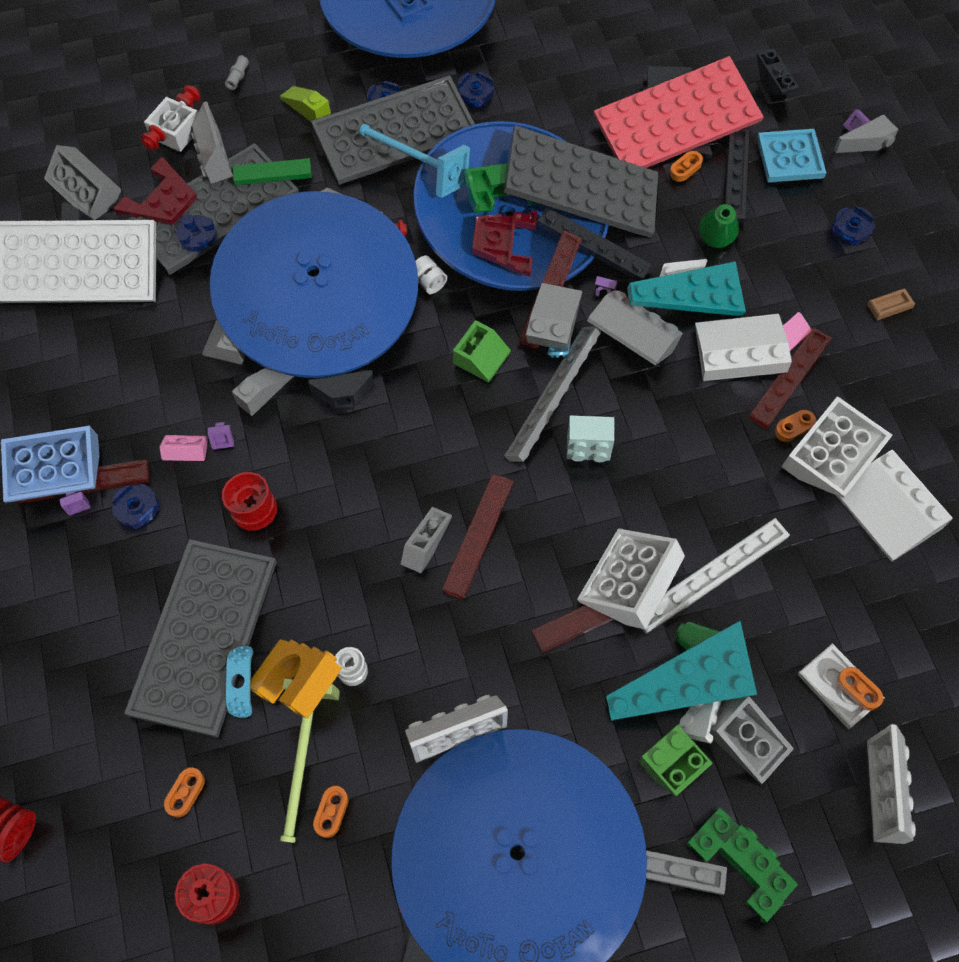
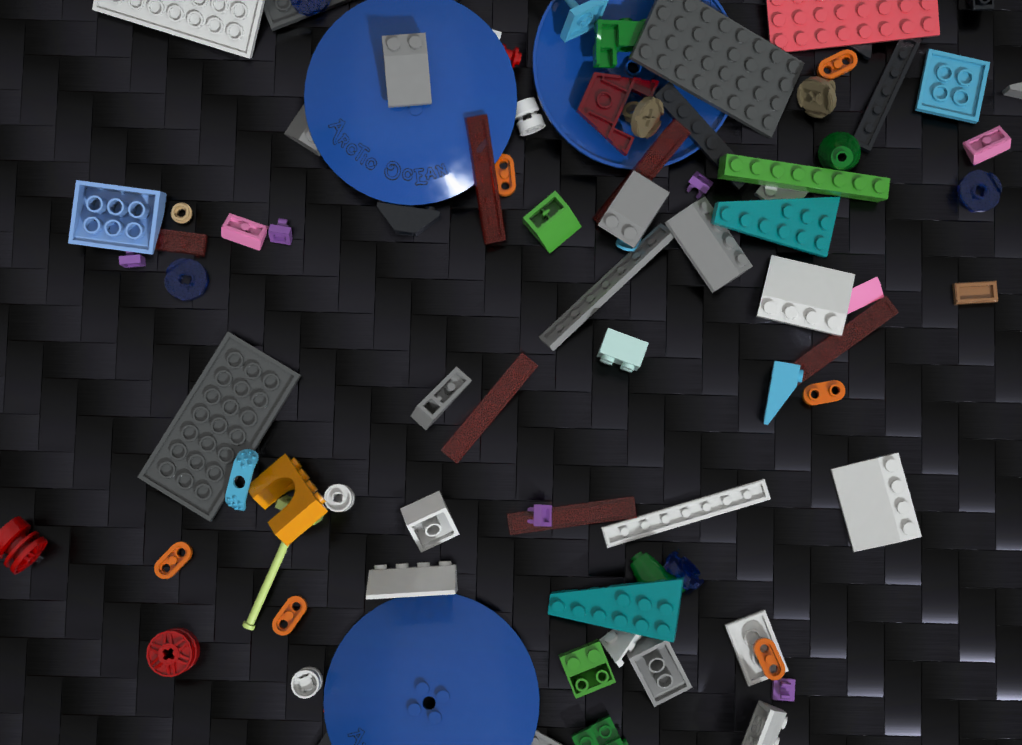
camera: 15 degrees right, 20 degrees up
(114, 443) = (175, 213): none -> tan plate
(249, 501) = (290, 301): red wheel -> none
(259, 389) = (327, 194): light grey slope -> none
(303, 244) = (406, 70): none -> light grey slope
(371, 879) = (307, 682): none -> white wheel
(406, 329) = (485, 178): none -> clear red tile
(423, 330) = (505, 175): none -> orange plate
(454, 662) = (429, 521): none -> white slope
(534, 238) = (646, 116): none -> dark tan tile
(569, 617) = (542, 515): none -> medium lavender tile
(632, 577) = (611, 495): white slope -> none
(680, 189) = (817, 96): none -> dark tan tile
(696, 250) = (803, 178): none -> bright green brick
(722, 622) = (683, 568): none -> clear blue plate
(754, 420) = (782, 384): none -> medium azure slope
(837, 449) = (849, 433): white slope -> none
(842, 190) = (987, 145): none -> bright pink slope
(887, 716) = (783, 689): none -> medium lavender tile

